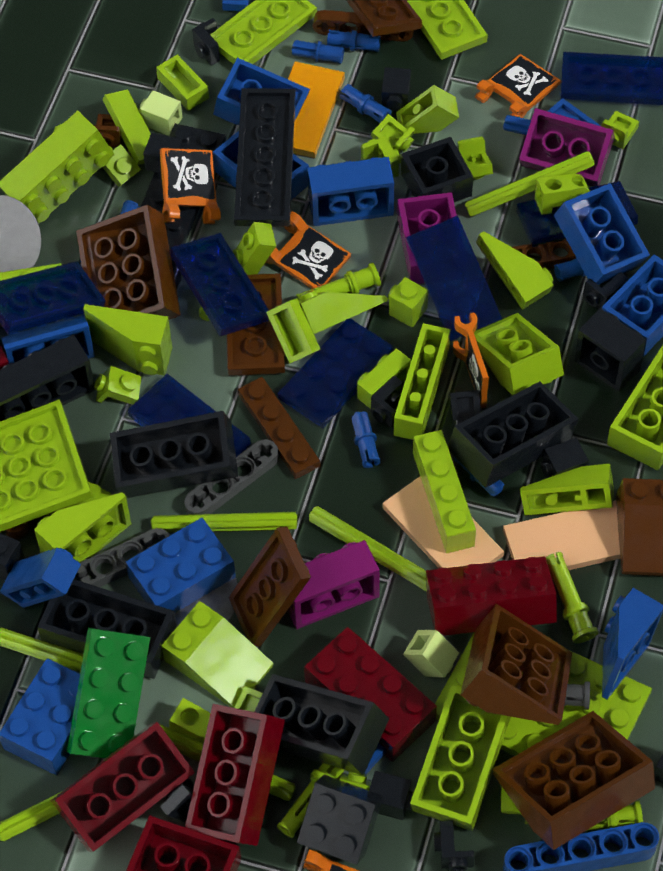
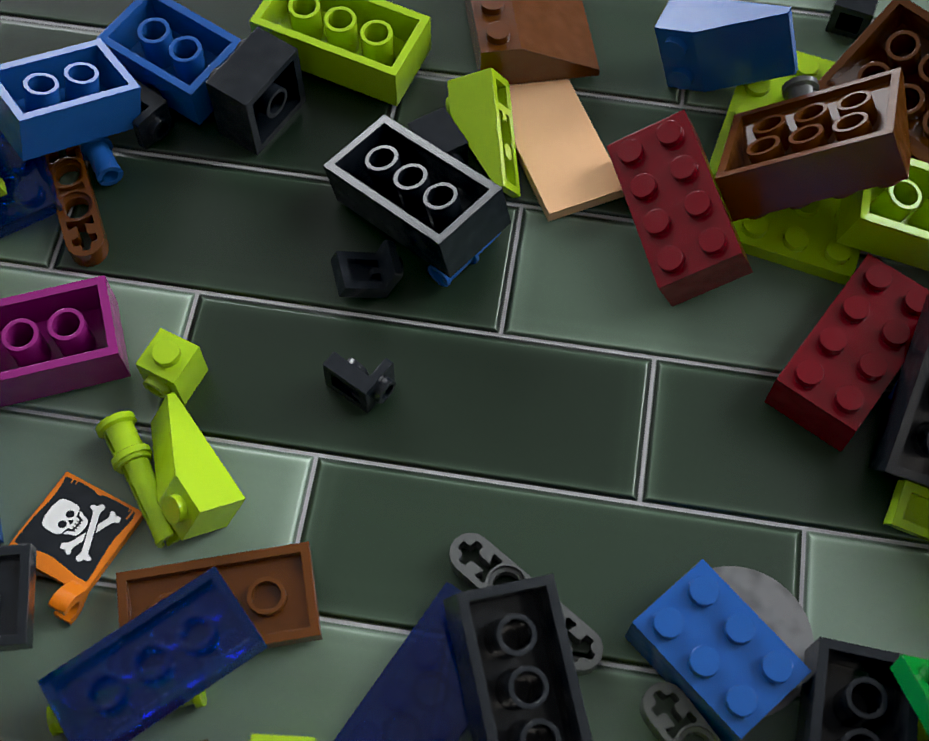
camera: 100 degrees left, 5 degrees up
(215, 655) = (847, 578): lime slope -> none
(228, 522) = (607, 608): lime axle -> none
(255, 247) = (71, 610): lime piece -> none
(269, 586) = (759, 480): reddish brown plate -> none
(279, 427) = (414, 544): reddish brown plate -> none
(293, 330) = (243, 528): lime piece -> none
(333, 372) = (306, 469): clear blue plate -> none
(337, 584) = (707, 414): magenta brick -> none
(365, 439) = (426, 408): blue axle -> none
(380, 552) = (611, 383): lime axle -> none
(389, 365) = (318, 389): lime piece -> none
(414, 516) = (562, 293): light nougat tile -> none
(422, 381) = (322, 325): lime brick -> none
(431, 653) = (778, 277): yellowish green brick -> none
(444, 491) = (520, 278): lime brick -> none
(453, 275) = (134, 293): clear blue plate -> none
(472, 356) = (283, 257): orange flag -> none
(518, 272) = (121, 213): lime slope -> none
(519, 353) = (257, 214): lime slope -> none
(575, 610) = (694, 105): lime pin -> none

